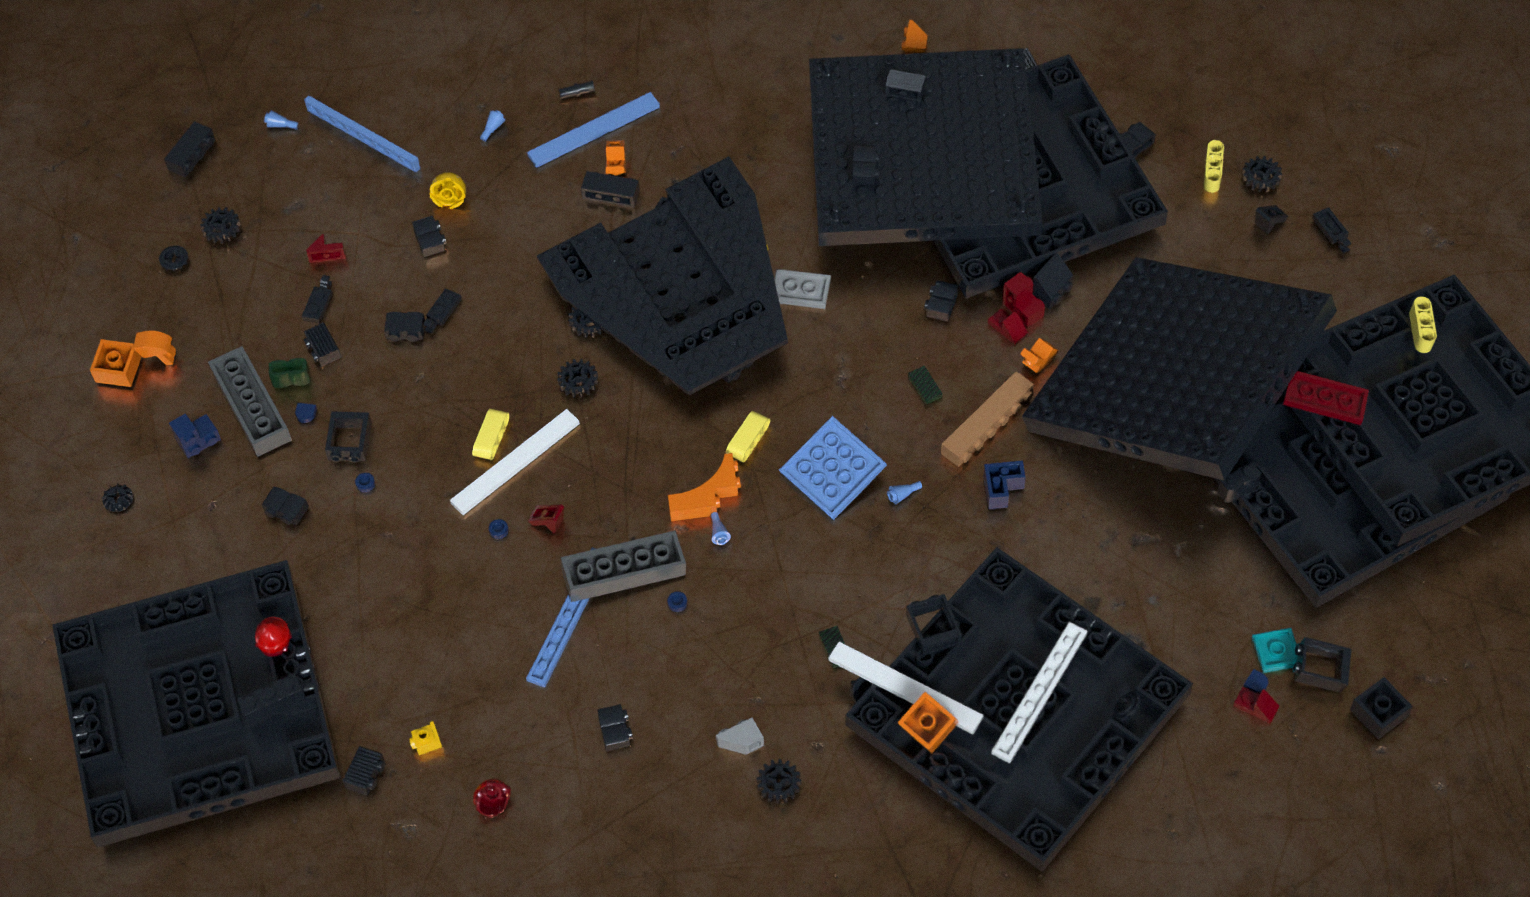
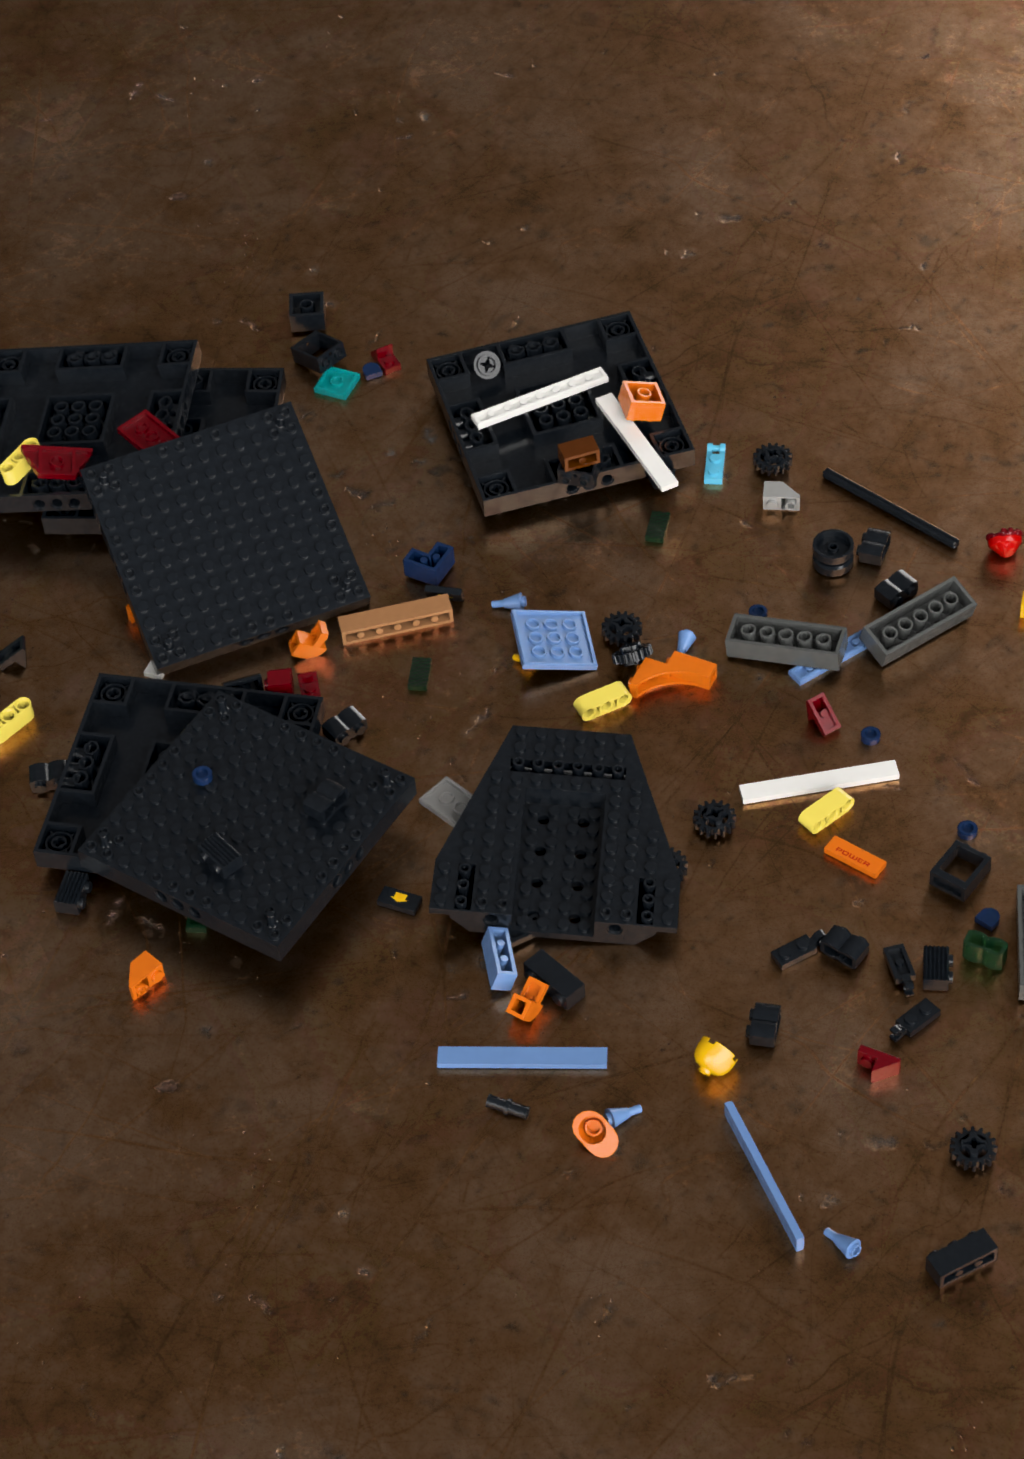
camera: 145 degrees left, 10 degrees down
(351, 333) = (900, 967): none -> black plate
(444, 410) = (855, 857): none -> orange tile
(502, 103) = (595, 1133): none -> orange piece
(518, 652) = (918, 621): none -> dark grey brick
(563, 689) = (896, 589): none -> black brick
(629, 788) = (891, 508): none -> black axle
(645, 691) = (833, 552): none -> black wheel
(655, 172) = (499, 958): none -> medium blue brick
(752, 486) = (632, 653): none -> black gear
(777, 192) = (399, 900): none -> black tile
(783, 514) = (621, 628): none -> black gear
(833, 751) = (714, 464): none -> medium azure plate
(933, 611) = (578, 453): none -> reddish brown brick
(966, 465) = (454, 594): none -> black tile
(981, 141) = (202, 775): none -> dark blue tile
(1386, 332) = (56, 461): none -> dark red wing

